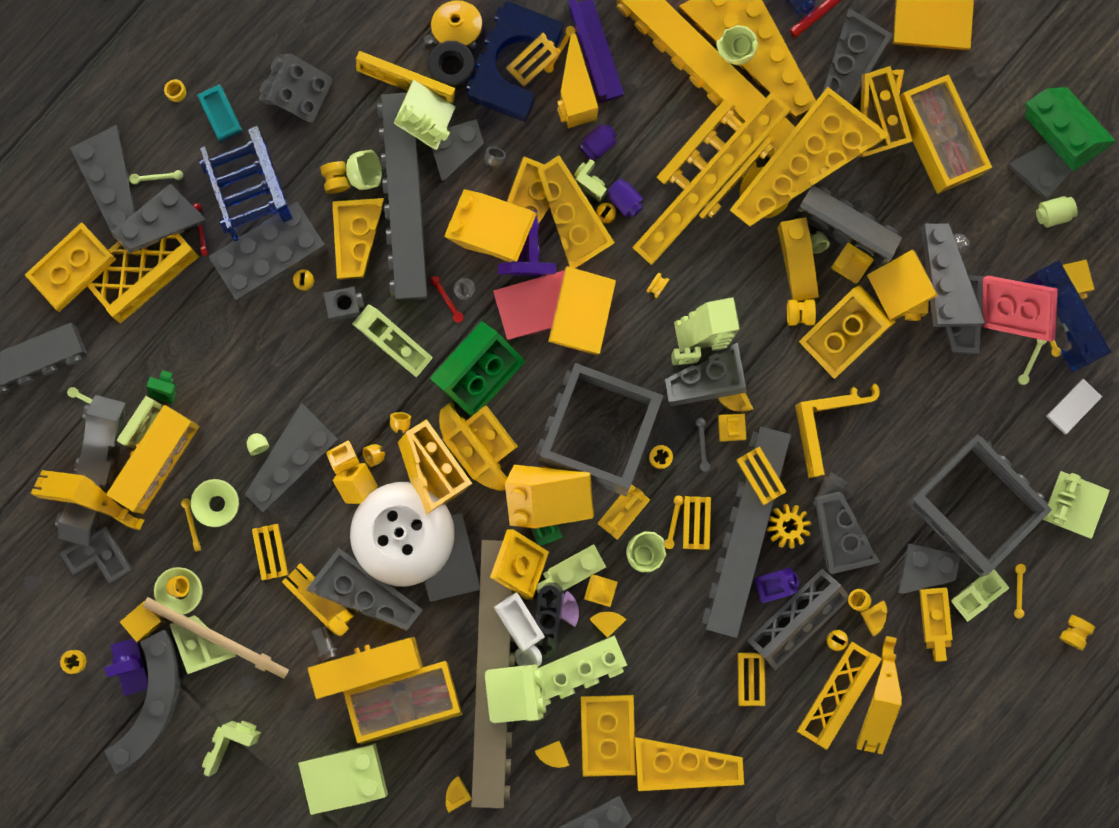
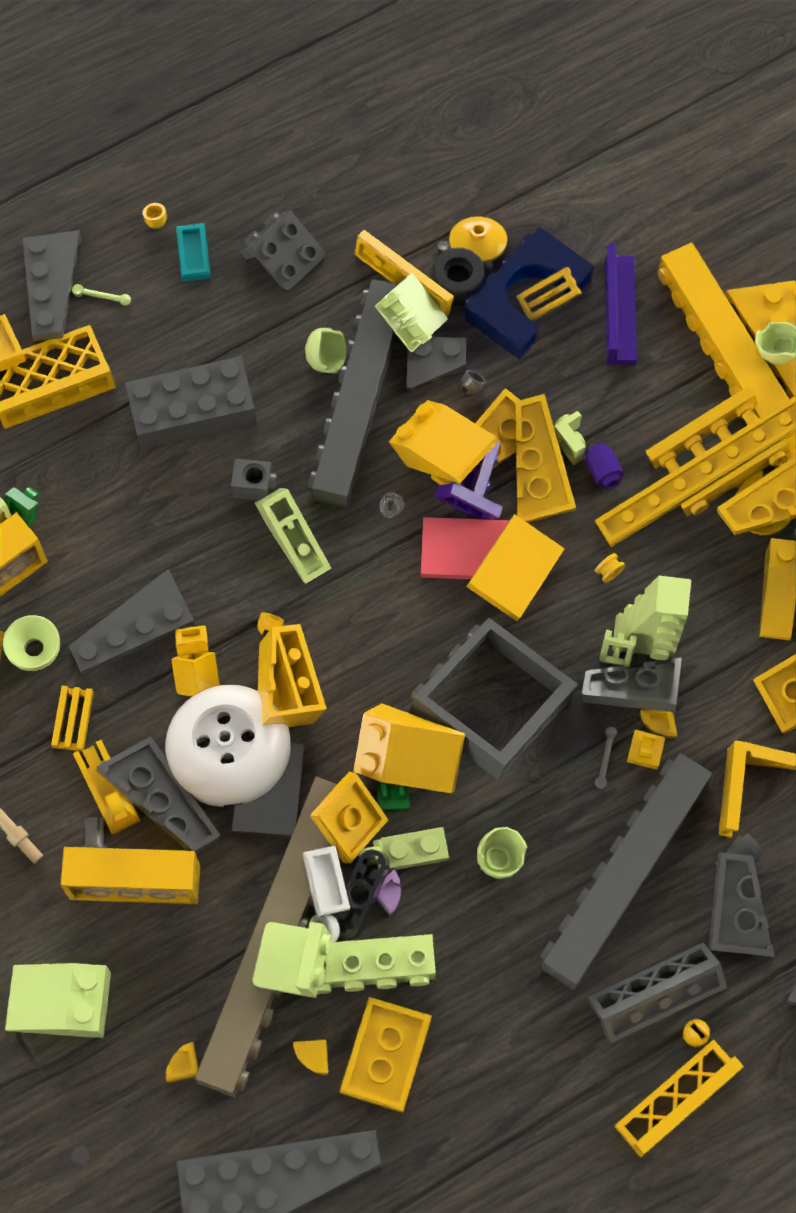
camera: 20 degrees right, 15 degrees down
(160, 217) = (86, 331): dark grey wing -> none
(203, 247) = (132, 338): red hinge -> none
(257, 444) = (102, 598): yellowish green hinge -> none
(270, 185) = (217, 329): clear blue fence -> none
(308, 281) = (224, 445): yellow hinge -> none
(335, 177) = (292, 349): yellow wheel -> none
(354, 235) = (291, 414): yellow wing -> none
(373, 455) = (227, 649): yellow hinge -> none
(402, 703) = (159, 932): clear brick -> none
(458, 317) = (374, 534): red hinge -> none
(477, 369) = (377, 594): green slope -> none
(477, 444) = (348, 674): yellow plate -> none
(569, 31) = (598, 284): yellow hinge -> none
(577, 96) = (583, 346): yellow slope -> none
(598, 141) = (592, 399): dark purple brick -> none
(600, 590) = (433, 881): yellow tile -> none
(607, 622) = (429, 920): yellow tile -> none
(610, 217) = (581, 479): yellow hinge -> none
(623, 512) = (490, 802): yellow hinge -> none
(668, 460) = (545, 749): yellow bush -> none
(669, 543) = (531, 855): yellow hinge -> none
(678, 767) = (455, 1118): yellow wing -> none
(707, 500) = (579, 818): yellow tile -> none
(749, 456) = (657, 781): yellow tile -> none
(751, 702) = (570, 1071): yellow tile -> none
(777, 585) = (643, 942): dark purple bracket -> none
(793, 534) = (685, 888): yellow gear -> none
(801, 312) = (772, 647): yellow wheel -> none
(856, 598) = (737, 992): yellow hinge -> none
(875, 617) = (750, 1020): yellow tile -> none
(884, 704) = (726, 1123): yellow hinge -> none

